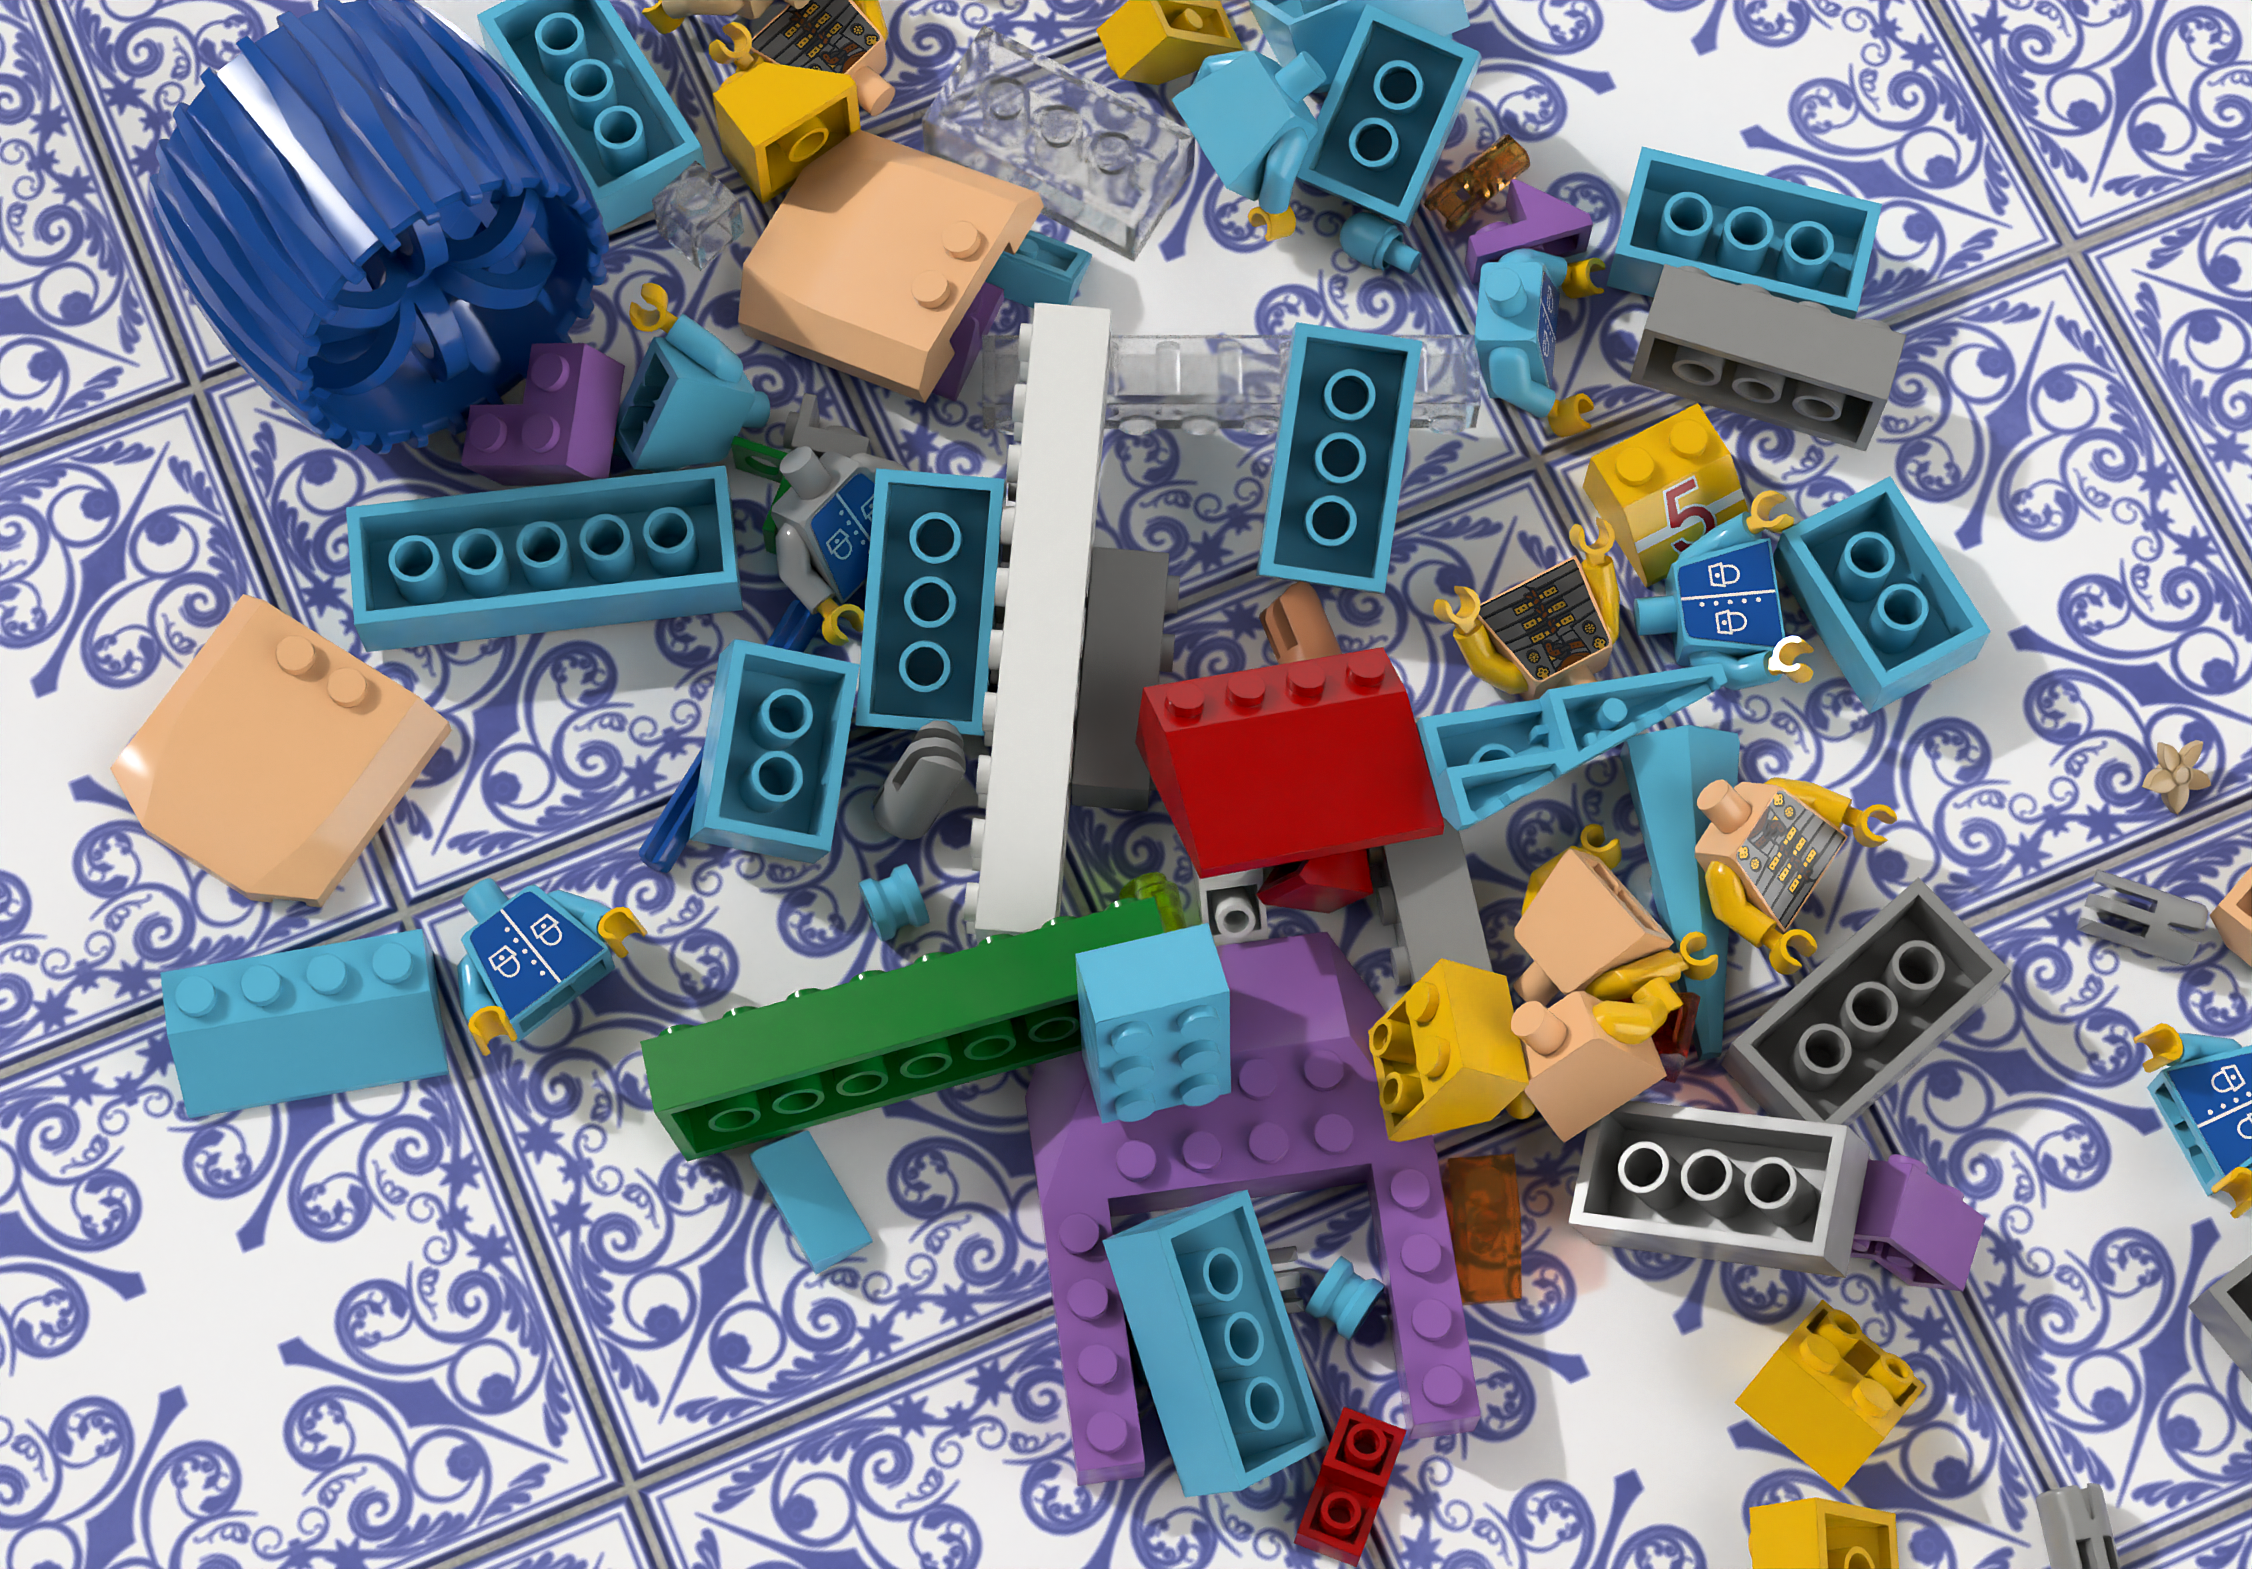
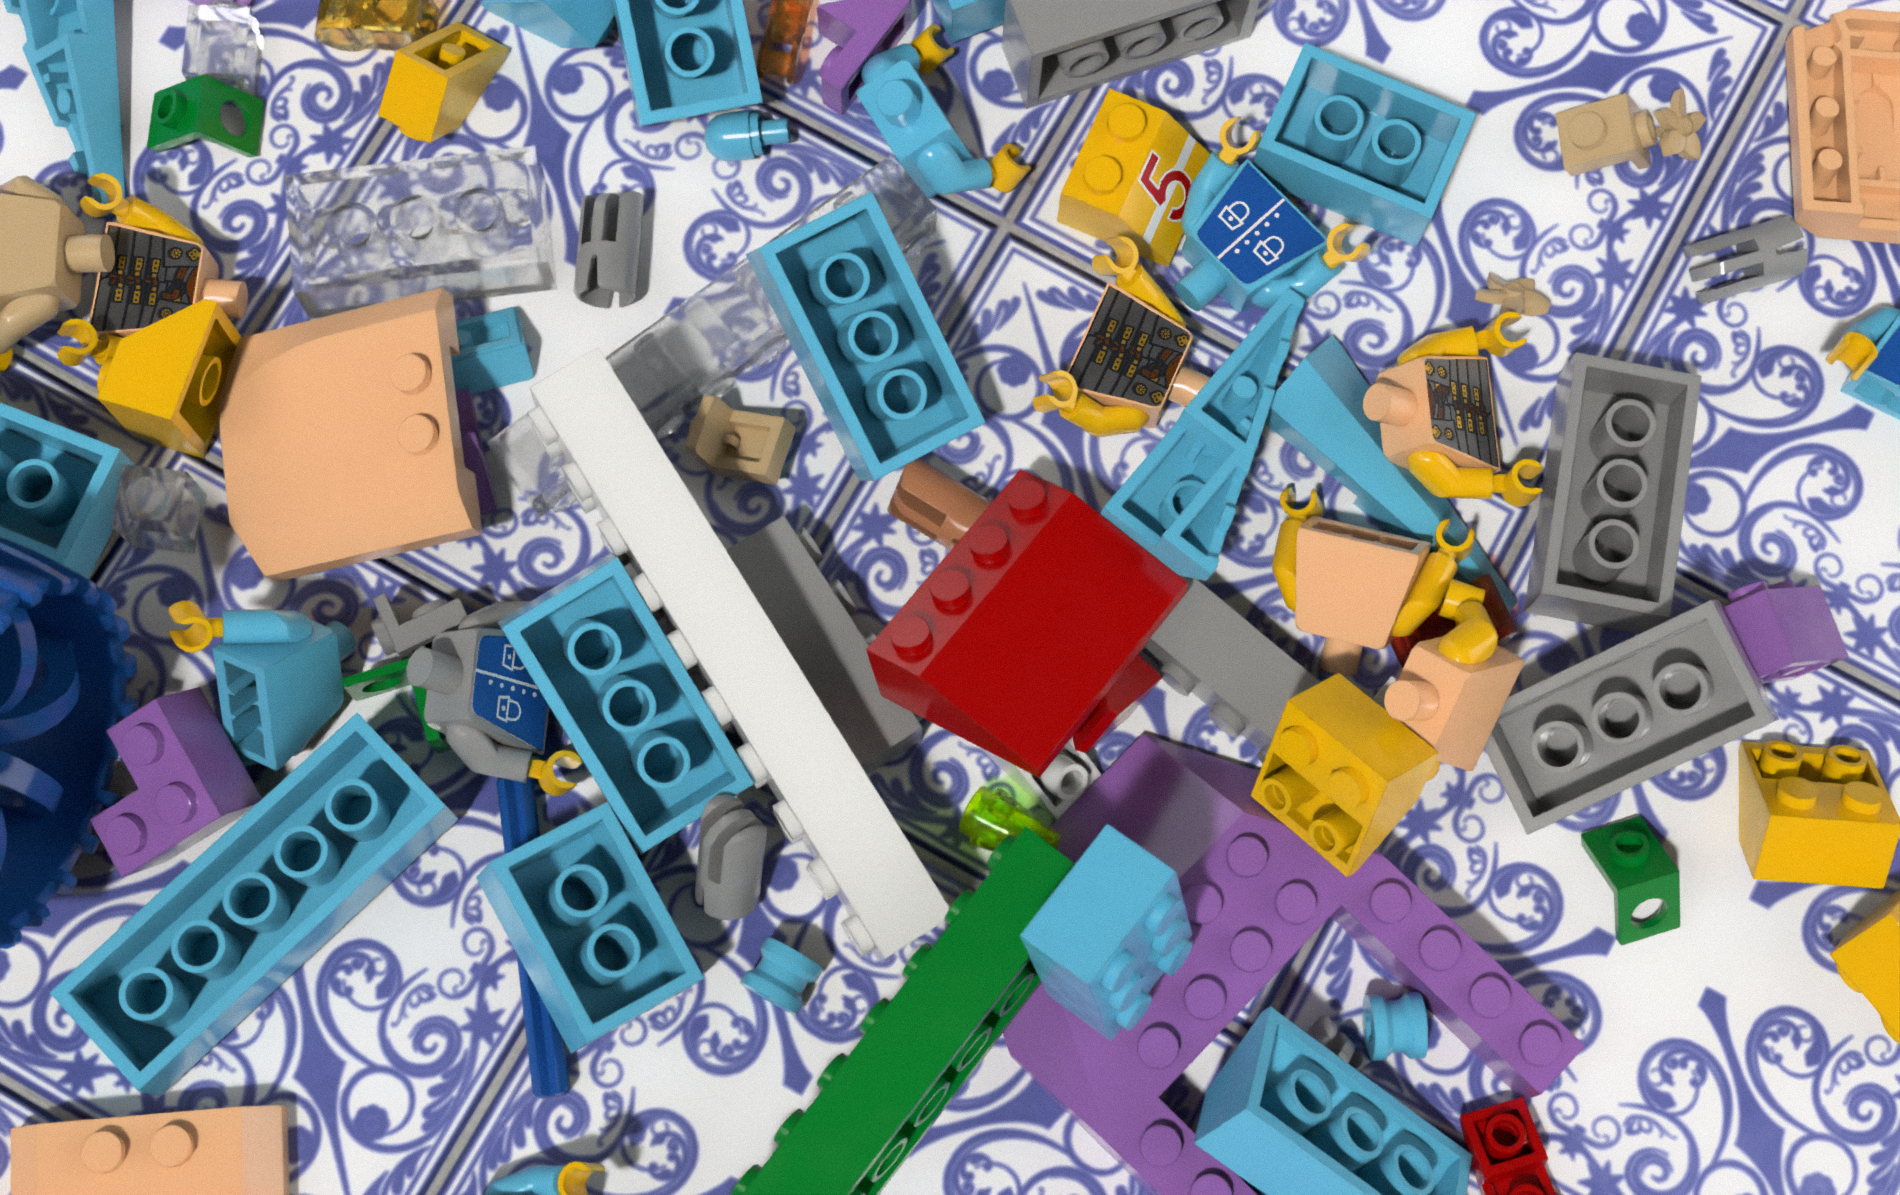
camera: 40 degrees left, 5 degrees up
(1181, 476) = (739, 441): none -> tan bracket
(1197, 257) = (608, 248): none -> light grey arm
(1254, 127) = (579, 105): medium azure torso -> none
(1485, 1227) = (1459, 880): clear orange slope -> none
(1643, 1324) = (1635, 872): none -> green bracket
(1916, 809) = (1514, 296): none -> tan plant
(2106, 735) = (1605, 135): none -> tan bracket

